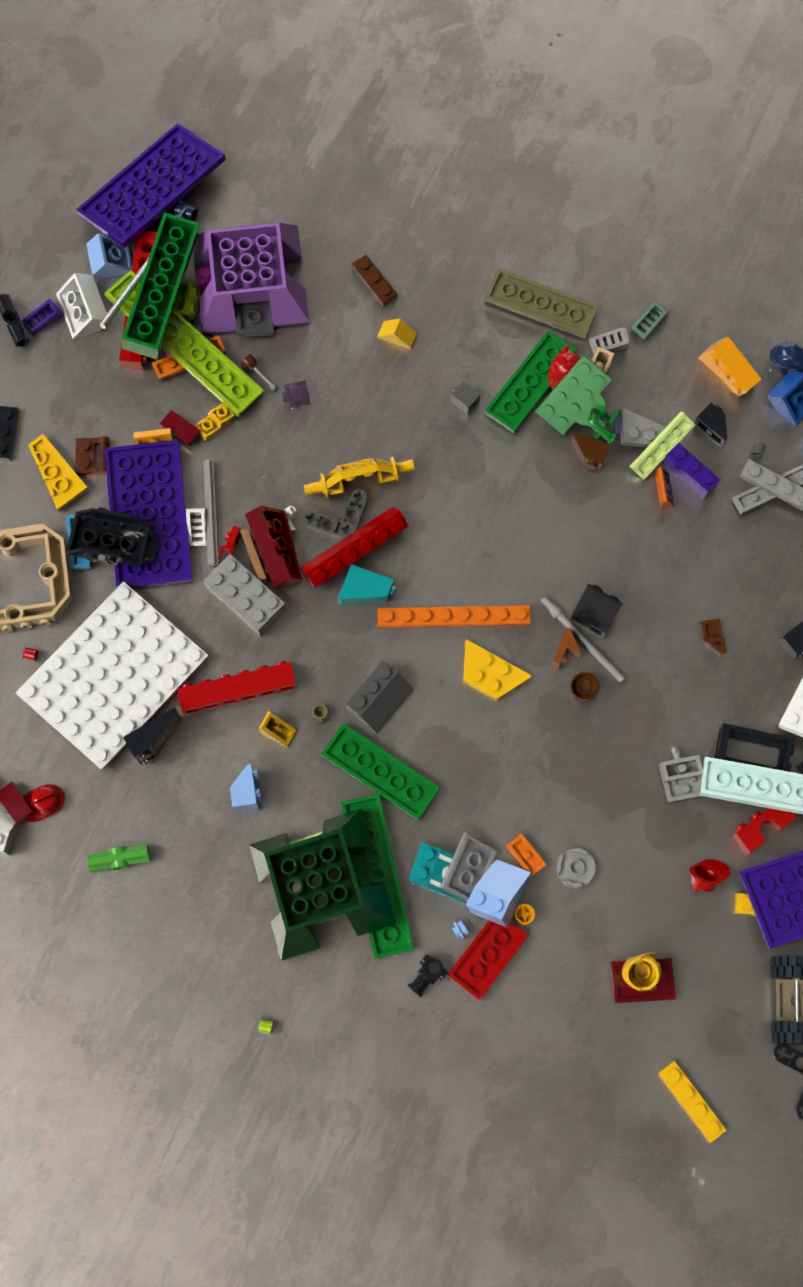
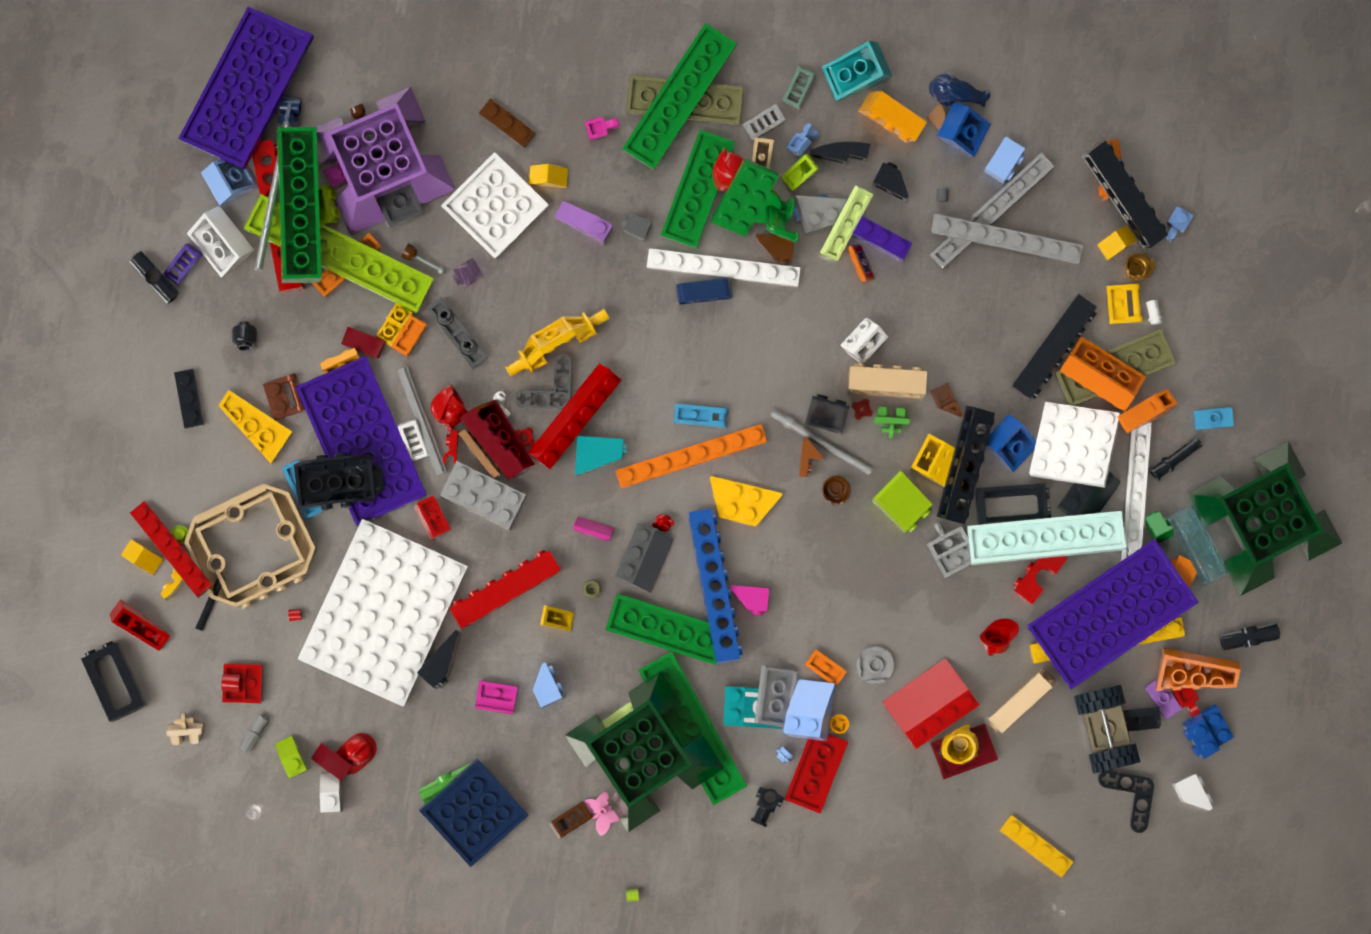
camera: 15 degrees left, 10 degrees up
(74, 392) = (244, 336): none -> black head
(134, 893) = (473, 812): none -> dark blue plate
(190, 601) = (432, 517): none -> red hinge
(194, 788) = (496, 697): none -> dark pink plate
(210, 931) = (557, 830): none -> reddish brown slope
(224, 434) = (409, 336): none -> orange plate
(237, 504) = (448, 407): none -> red helmet
(262, 932) = (603, 811): none -> bright pink piece
(269, 444) = (457, 332): none -> dark grey plate
(305, 551) = (528, 433): none -> red plate
(339, 657) = (593, 528): none -> dark pink slope
(340, 344) = (495, 205): none -> white plate
(408, 669) = (663, 522): none -> red plate
(419, 382) = (584, 222): none -> medium lavender slope
(428, 810) = (696, 521): none -> blue brick
(455, 305) = (598, 127): none -> dark pink plate
(473, 581) = (700, 415): none -> dark azure plate
(473, 766) = (752, 598): none -> dark pink slope
(510, 471) = (704, 291): none -> dark blue beam
(534, 456) = (723, 267): none -> white plate
(537, 296) = (679, 96): none -> green plate
(621, 922) = (930, 703): none -> slope
(630, 391) = (800, 172): none -> lime slope
(634, 615) = (866, 412): none -> clear red plate
(637, 367) = (801, 142): none -> medium blue plate
(646, 716) = (902, 502): none -> lime slope
(649, 556) = (864, 341): none -> white brick
(655, 640) = (883, 419): none -> bright green hips
(662, 598) = (887, 382): none -> tan brick
(673, 385) = (841, 151): none -> black slope
(696, 692) = (934, 460): none -> yellow slope
(707, 320) = (857, 70): none -> teal slope
(709, 702) = (963, 454): none -> black brick
(715, 946) = (1022, 700): none -> tan slope
(767, 691) = (1011, 442): none -> blue slope
(770, 380) = (937, 116): none -> medium nougat tile

